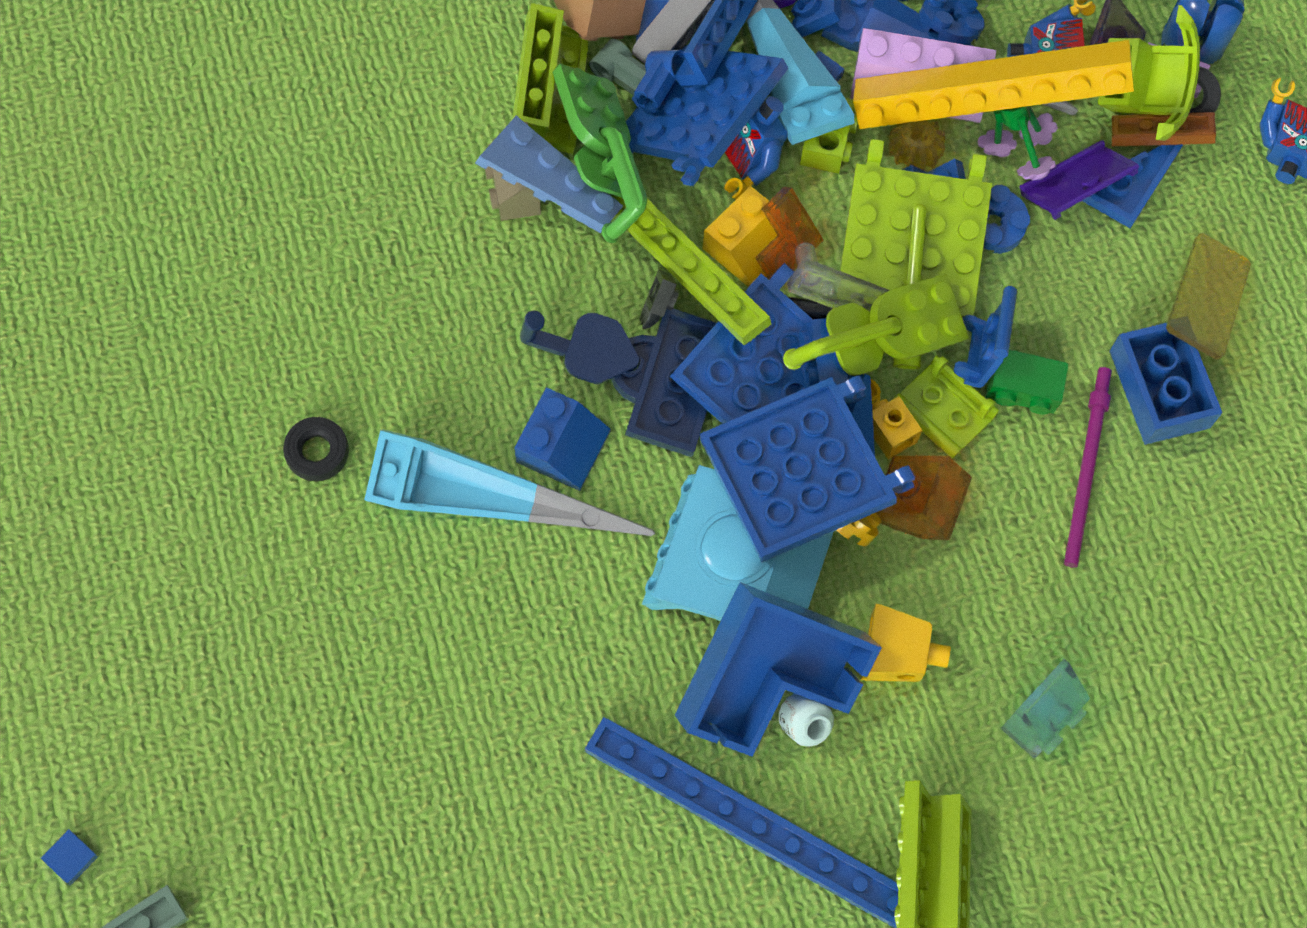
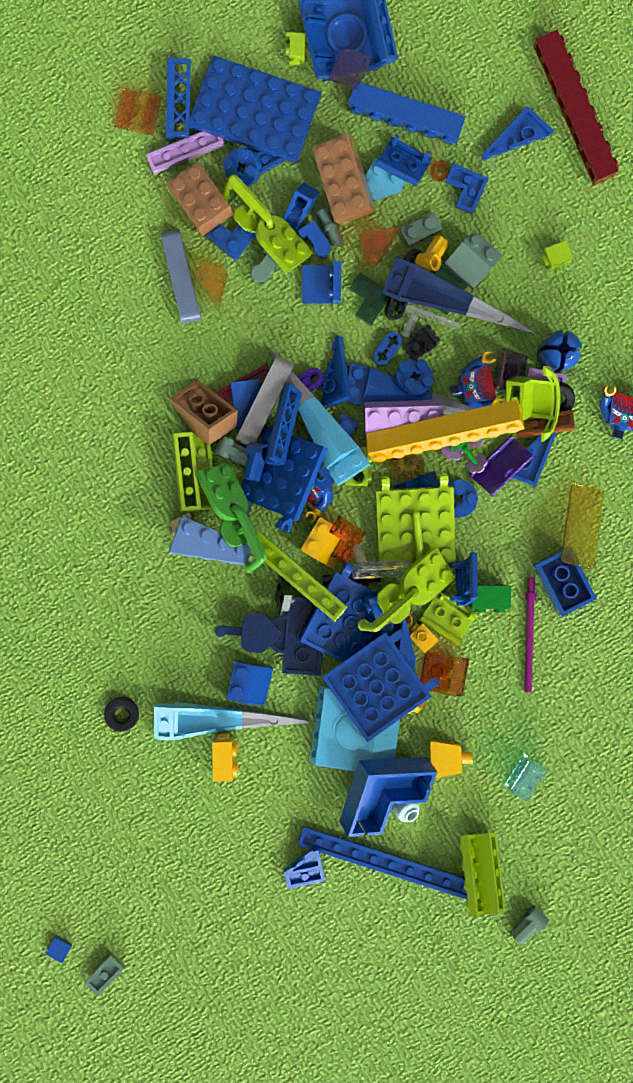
camera: 10 degrees left, 20 degrees up
(484, 551) = (223, 753): none -> yellow brick
(589, 799) = (305, 870): none -> wing

